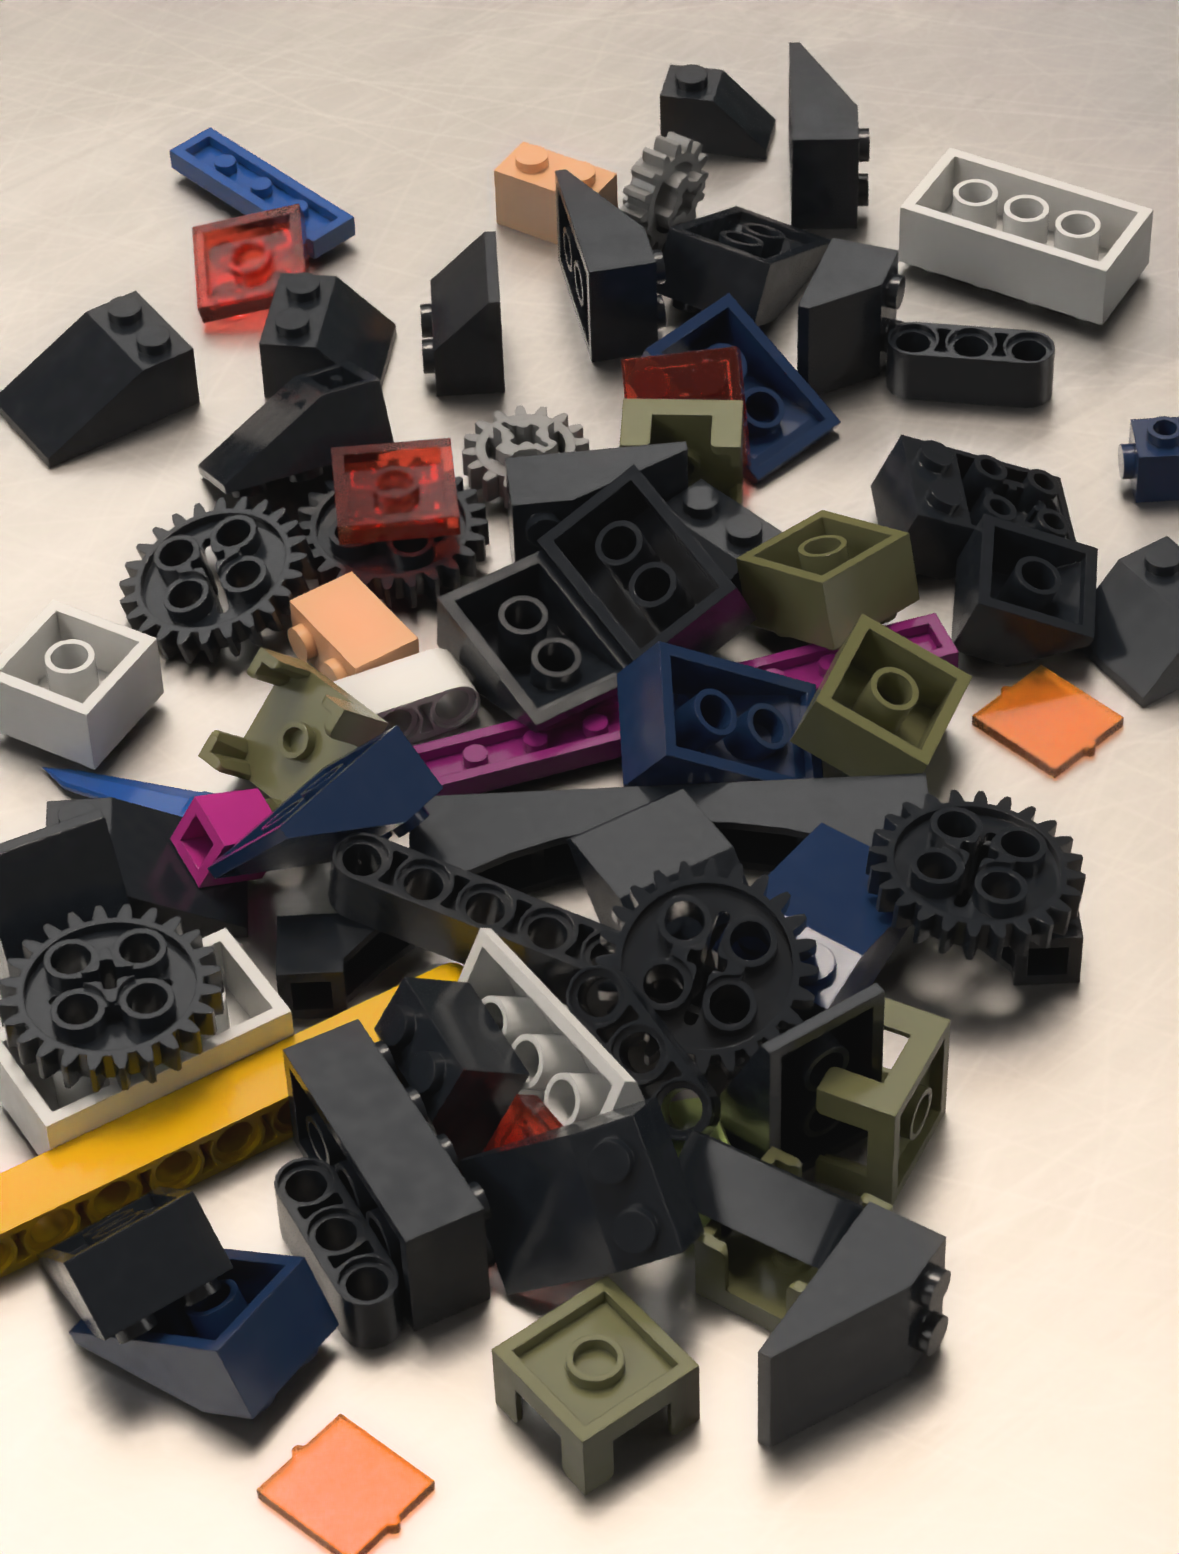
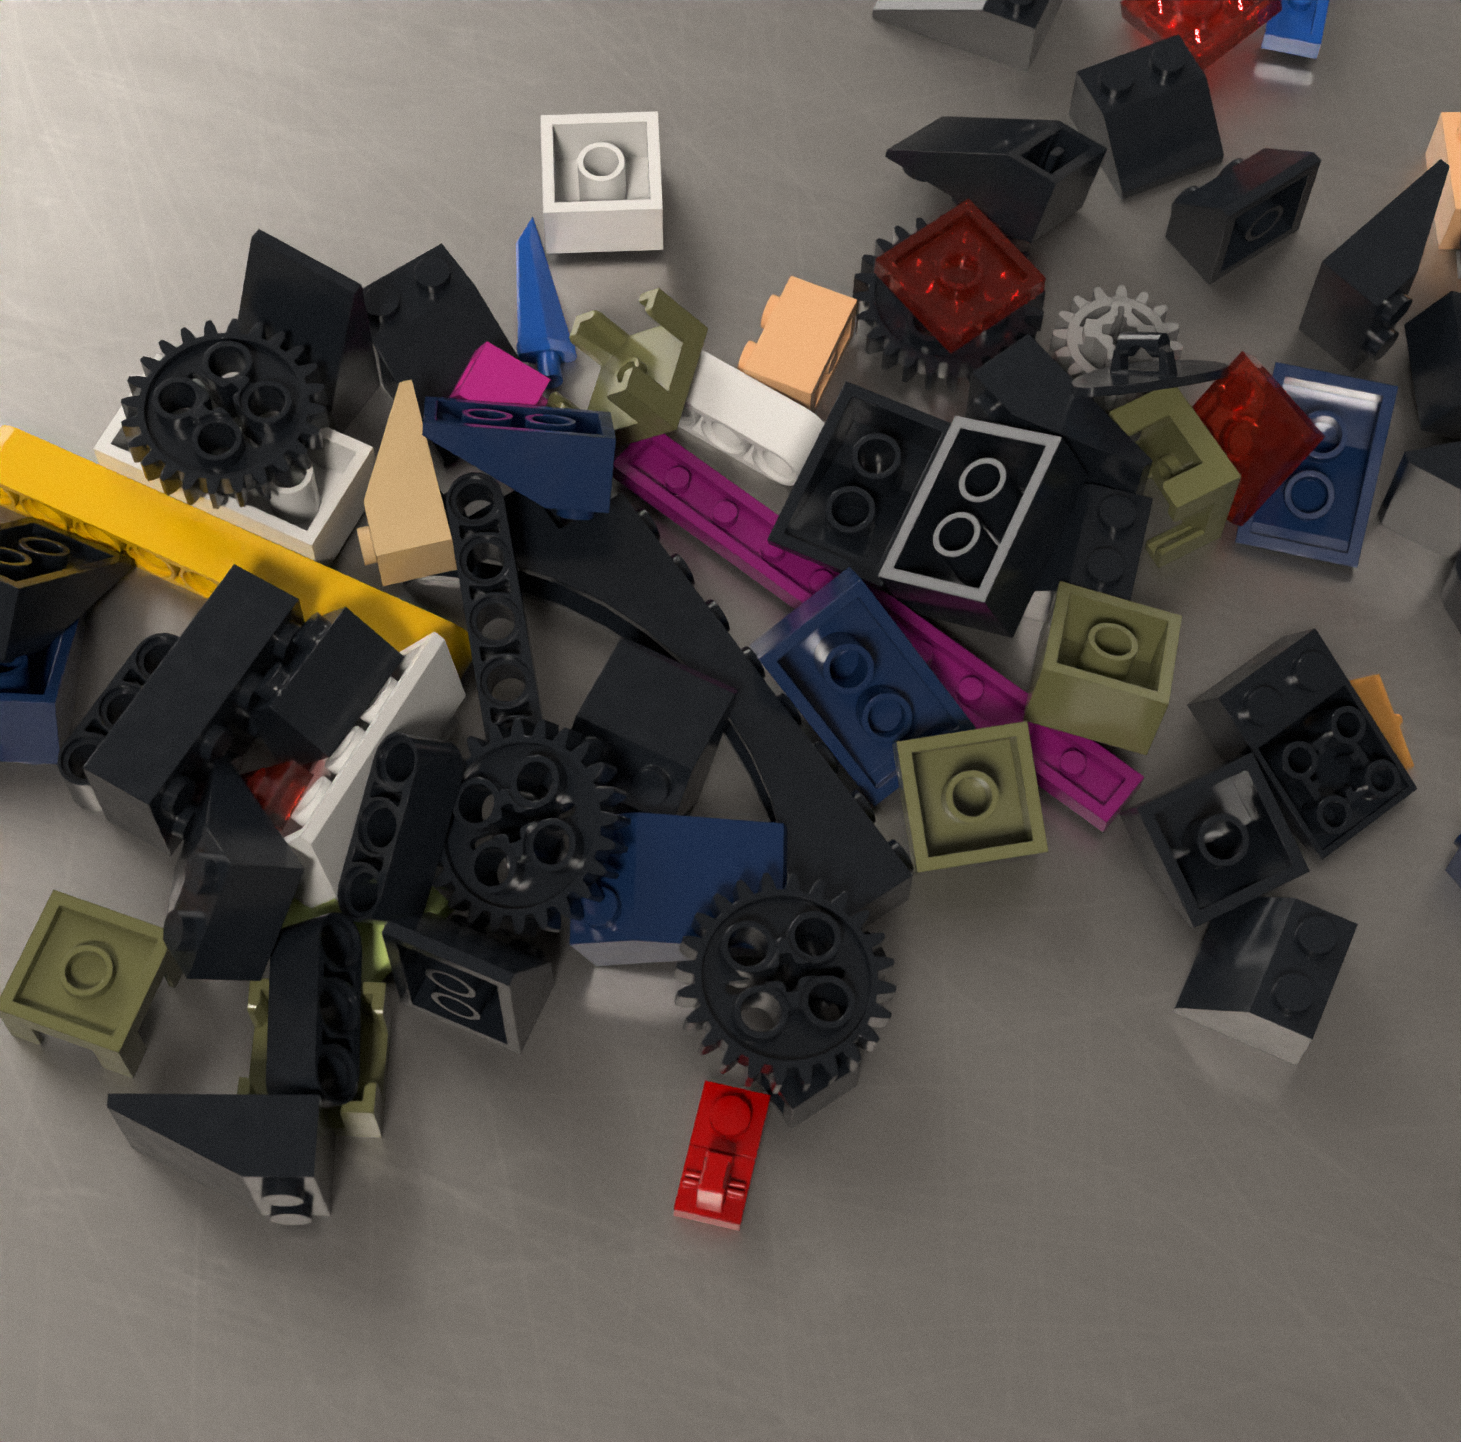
camera: 55 degrees right, 20 degrees up
(258, 563) = (799, 209): black gear -> none
(304, 922) = (404, 502): none -> tan slope
(604, 412) = (1145, 375): none -> black shield
(895, 1113) = (503, 1064): olive panel -> none
(1047, 721) = (1094, 940): clear orange piece -> none
(1076, 1028) = (722, 1155): none -> red hinge

